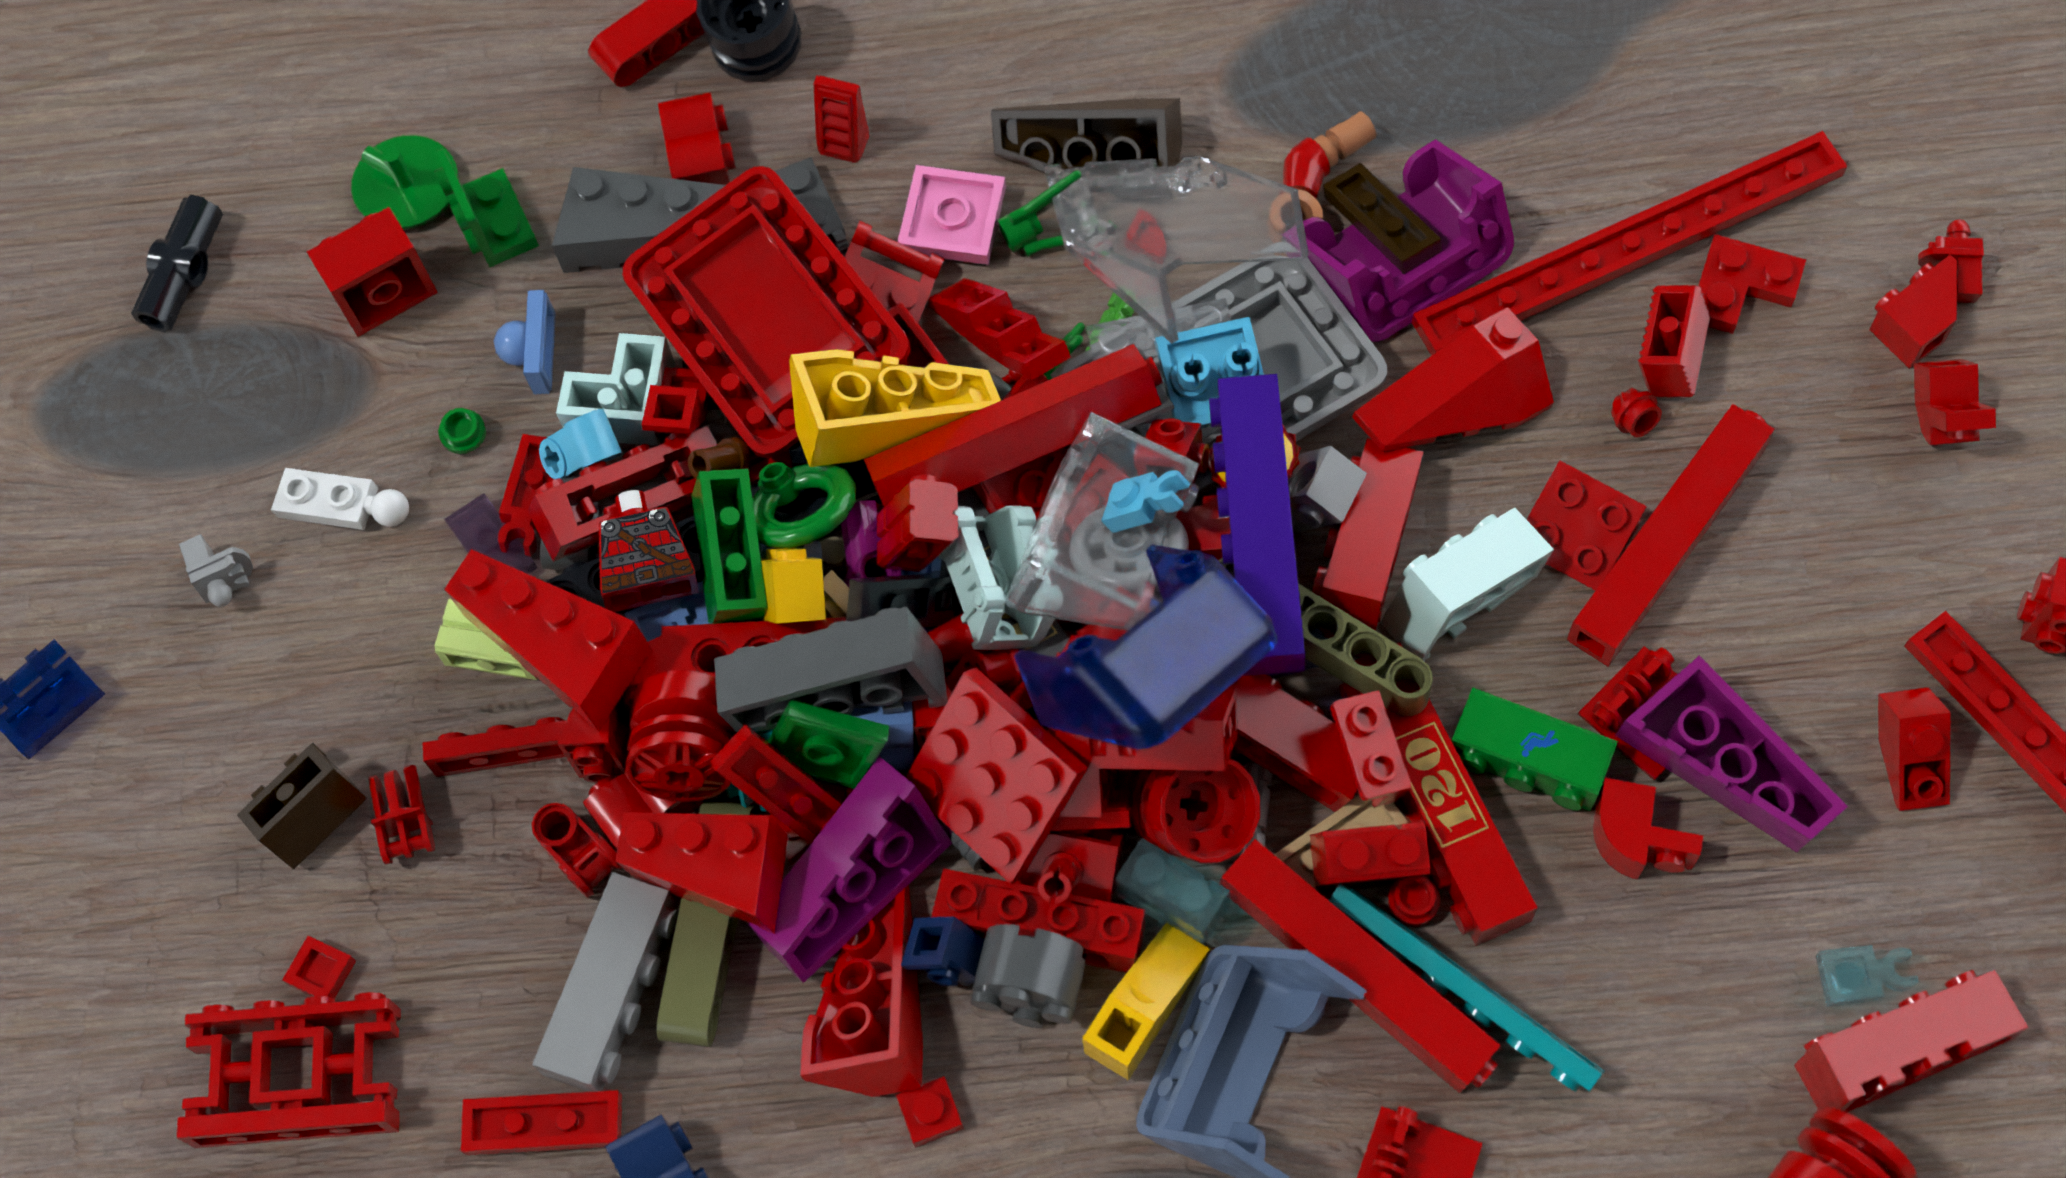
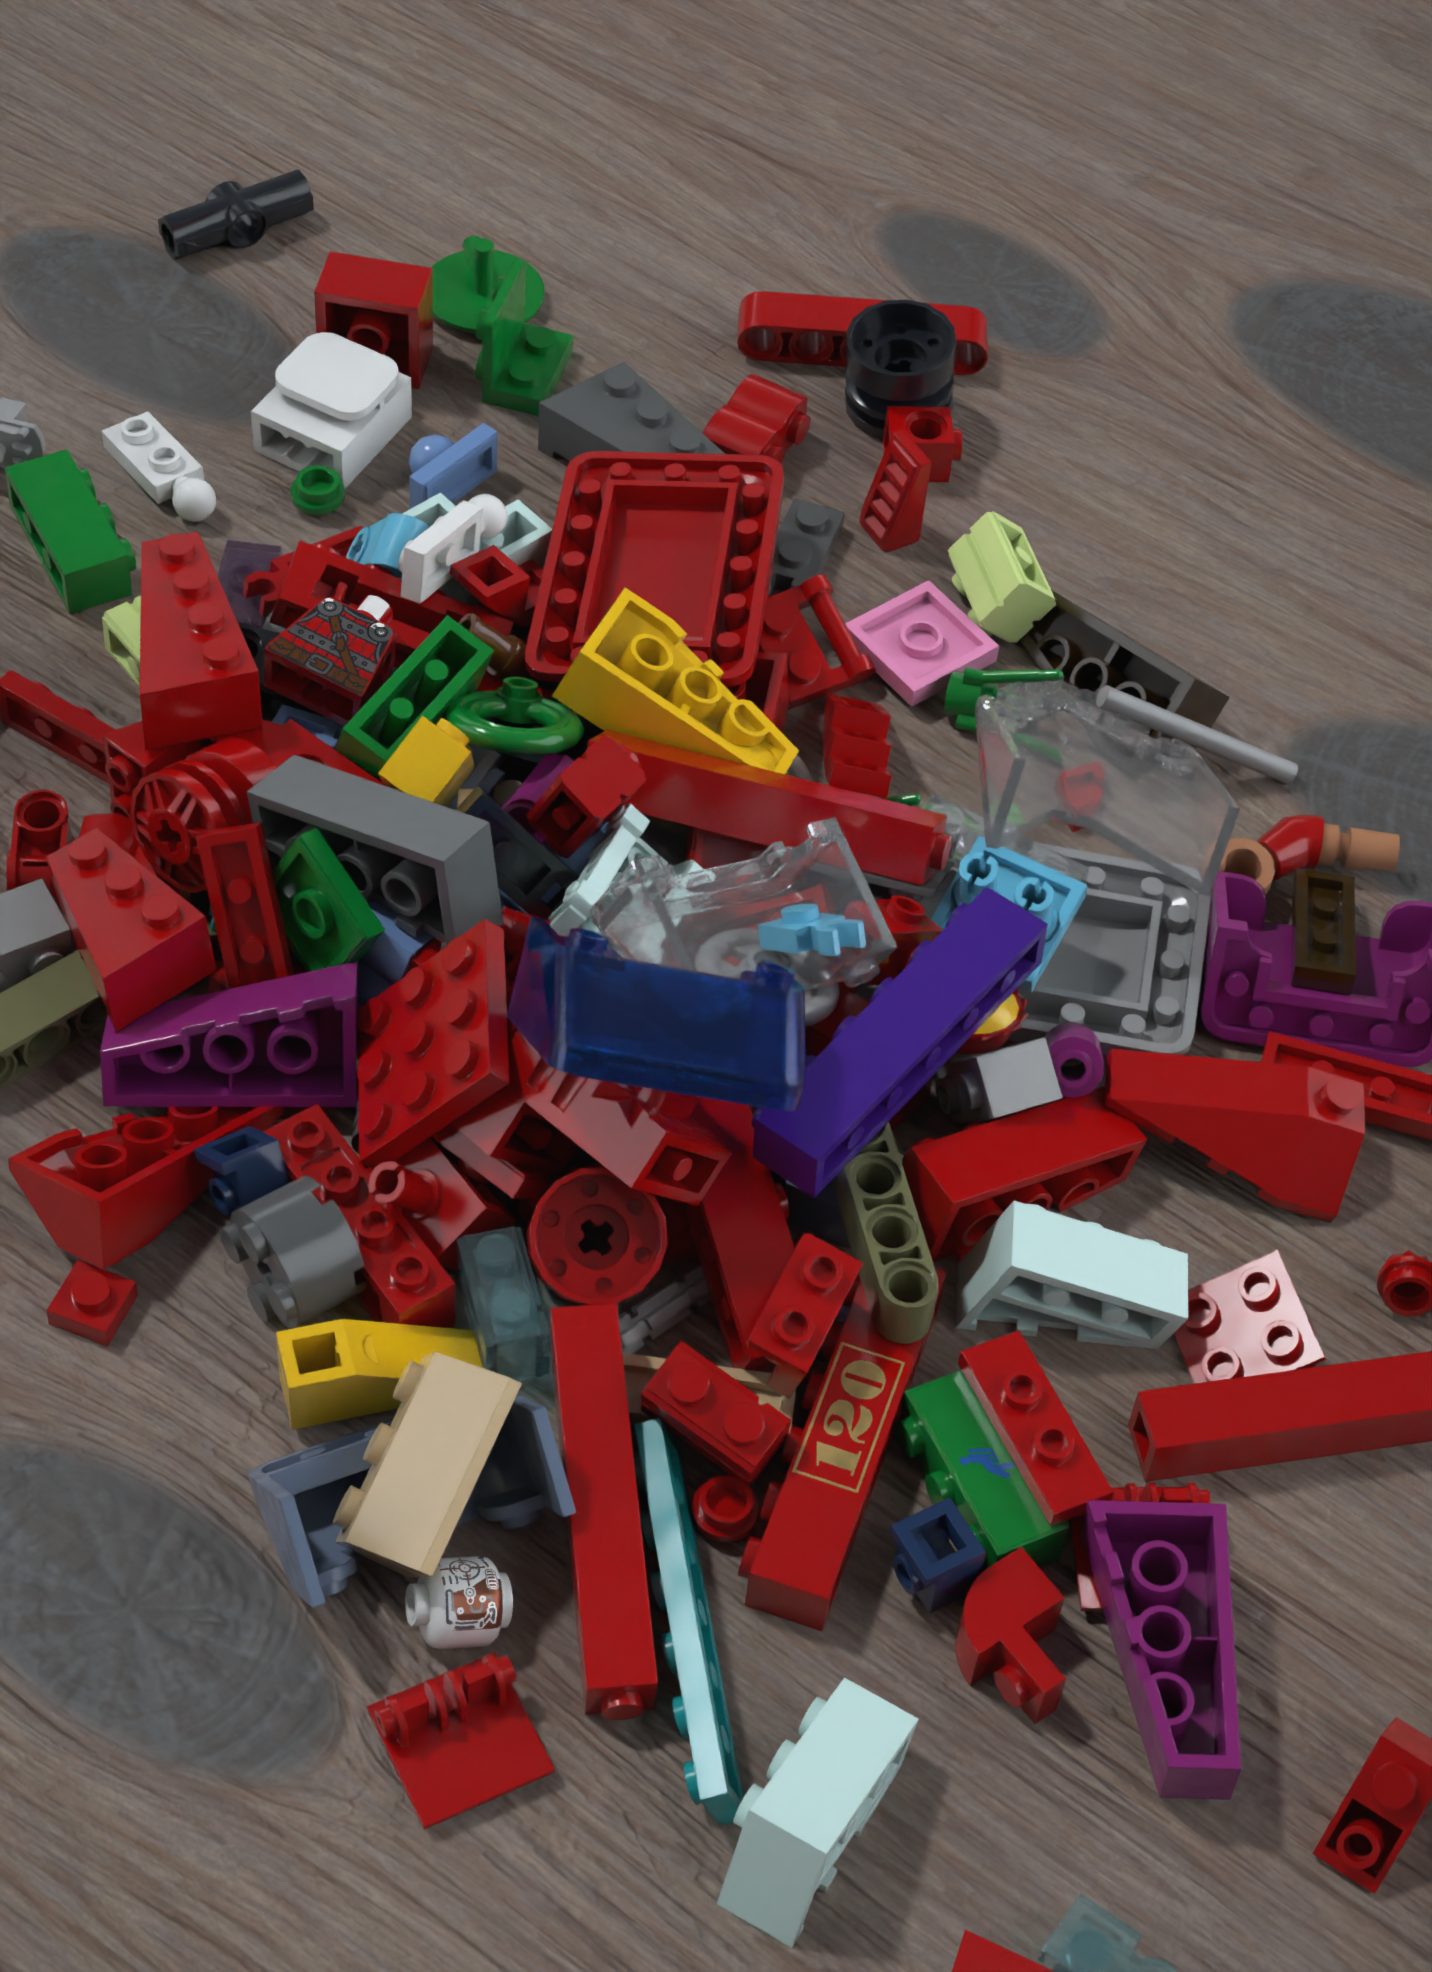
camera: 30 degrees right, 15 degrees down
(335, 602) = (70, 531): none -> green brick
(409, 362) = (331, 407): none -> white brick
(623, 406) = (451, 538): none -> white plate
(805, 48) = (931, 431): none -> red brick
(960, 127) = (1000, 578): none -> yellowish green brick
(1187, 144) = (1196, 734): none -> light grey bar
(1257, 1039) = (425, 1463): none -> tan slope
(1337, 1097) = (461, 1603): none -> white head
(1341, 433) = (1077, 1042): none -> magenta brick
(1546, 698) = (1034, 1427): none -> red plate
(1562, 831) = (927, 1561): none -> dark blue brick
(1646, 1033) = (812, 1807): none -> light aqua wedge

